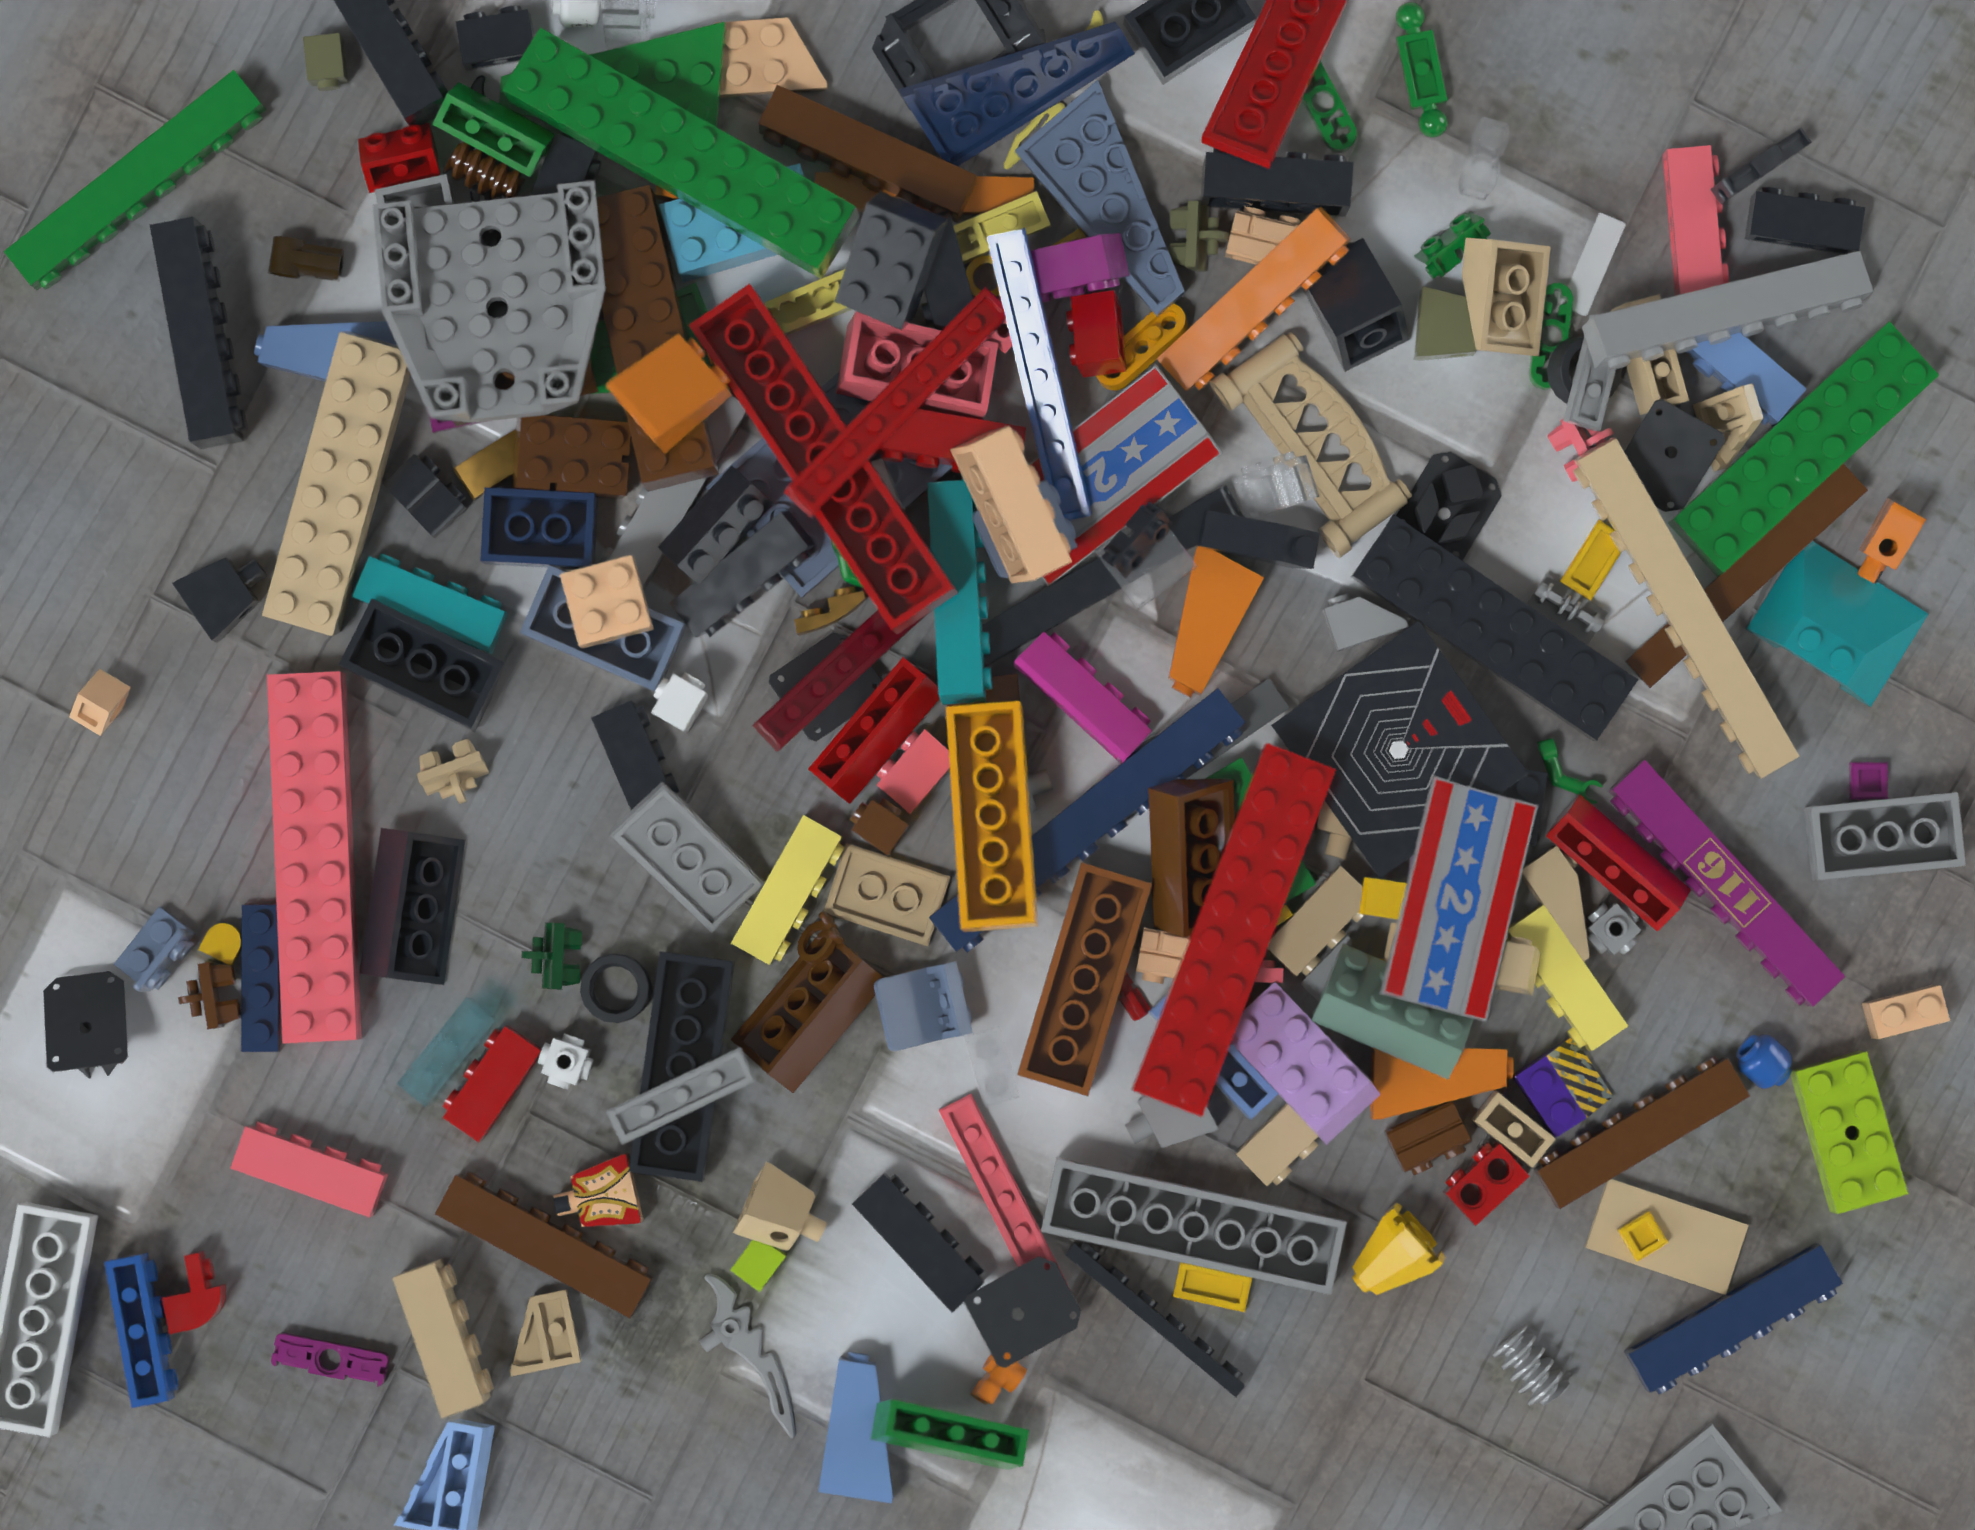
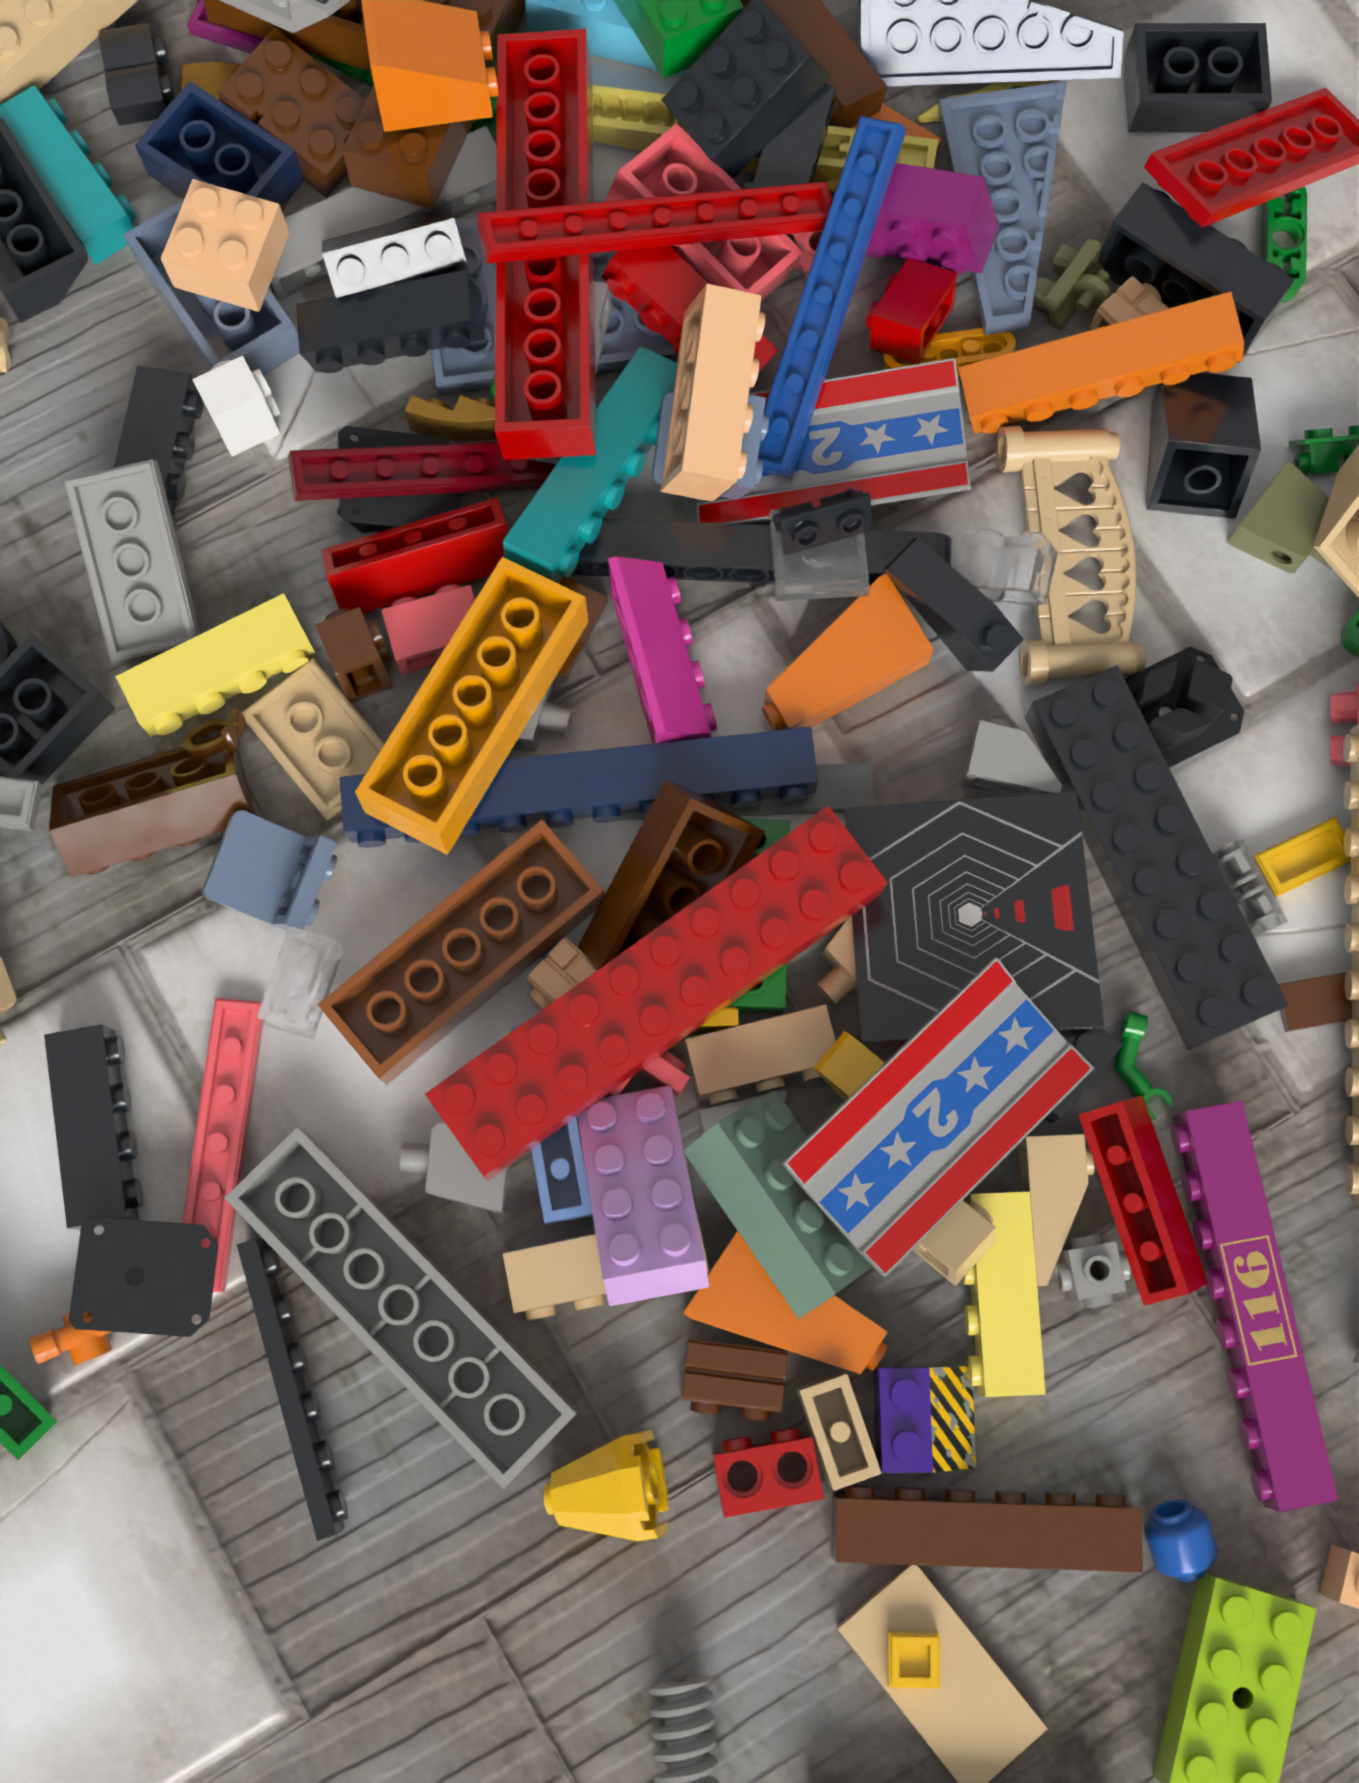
camera: 30 degrees right, 10 degrees down
(1133, 1000) = (504, 1010): red piece -> none
(1212, 1287) = (380, 1393): yellow tile -> none

